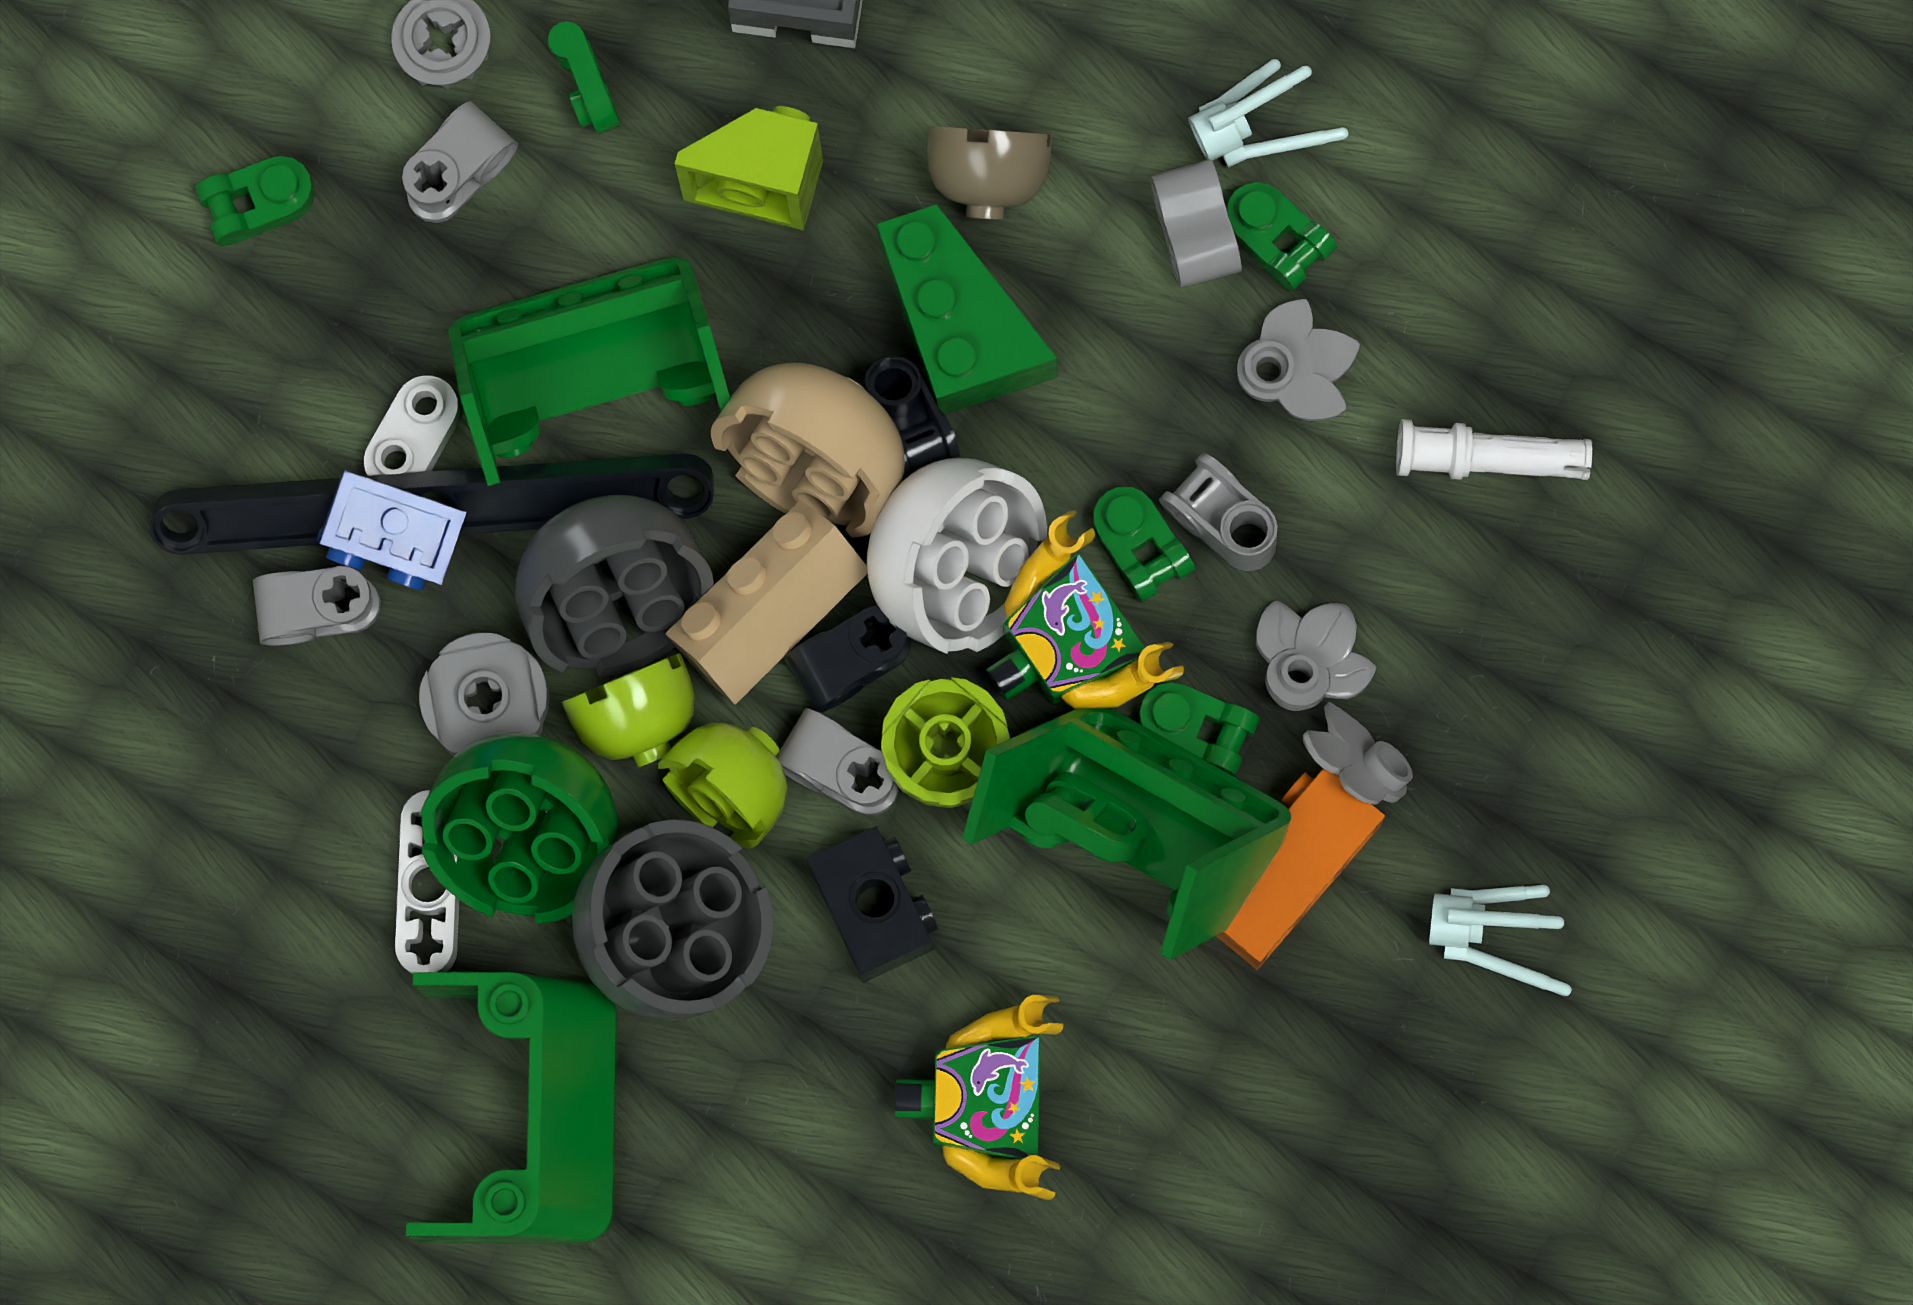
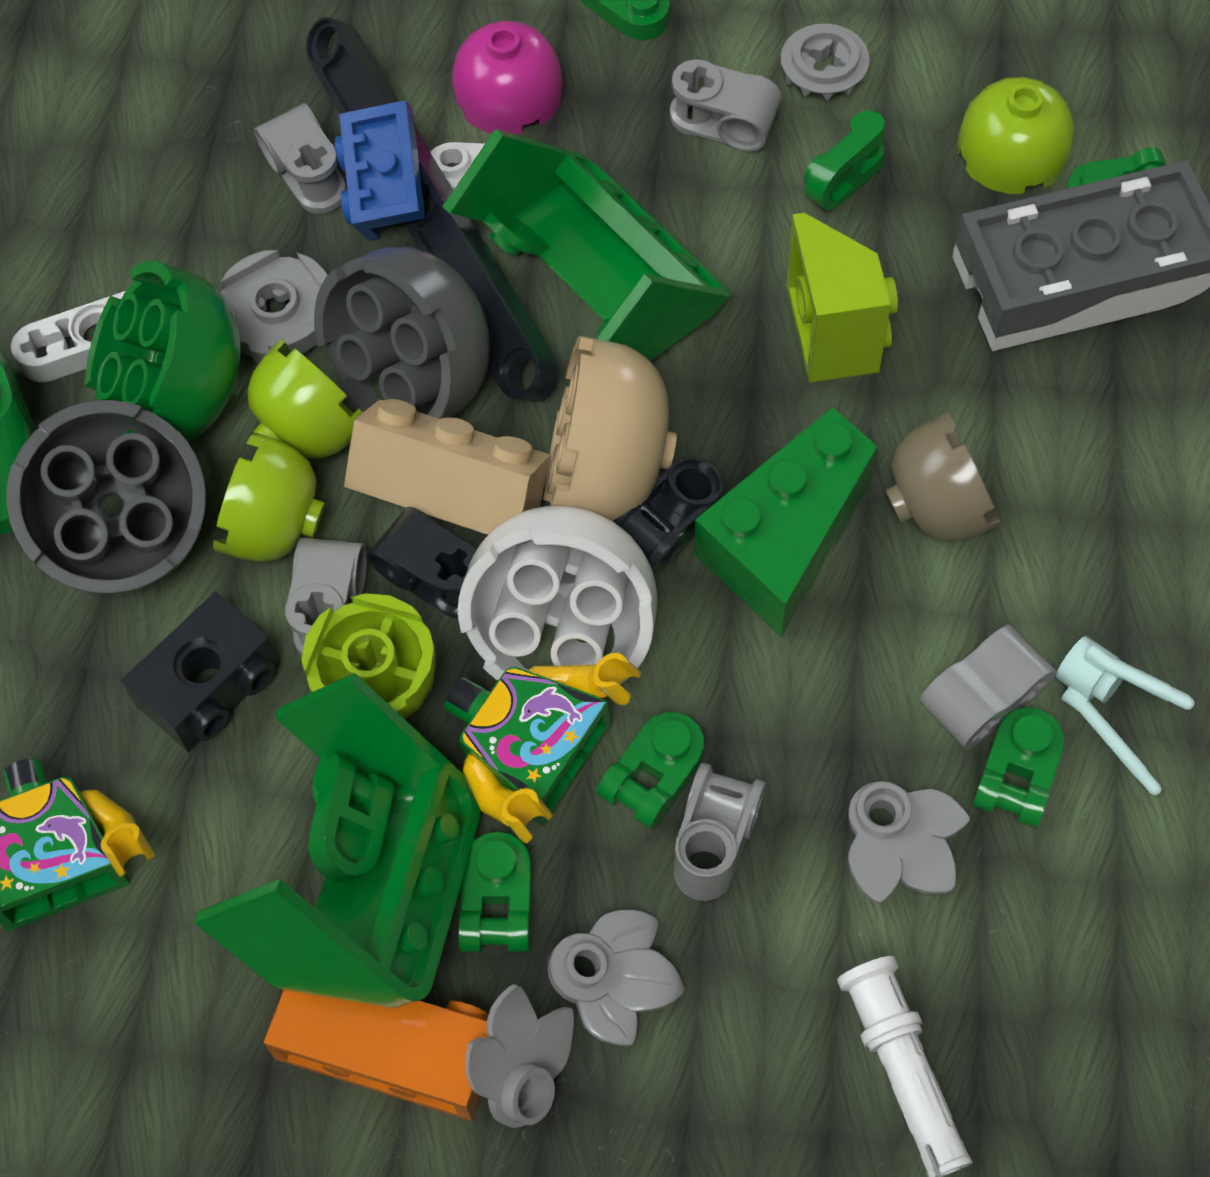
camera: 65 degrees right, 15 degrees down
(309, 363) = (507, 77): none -> dark pink cylinder

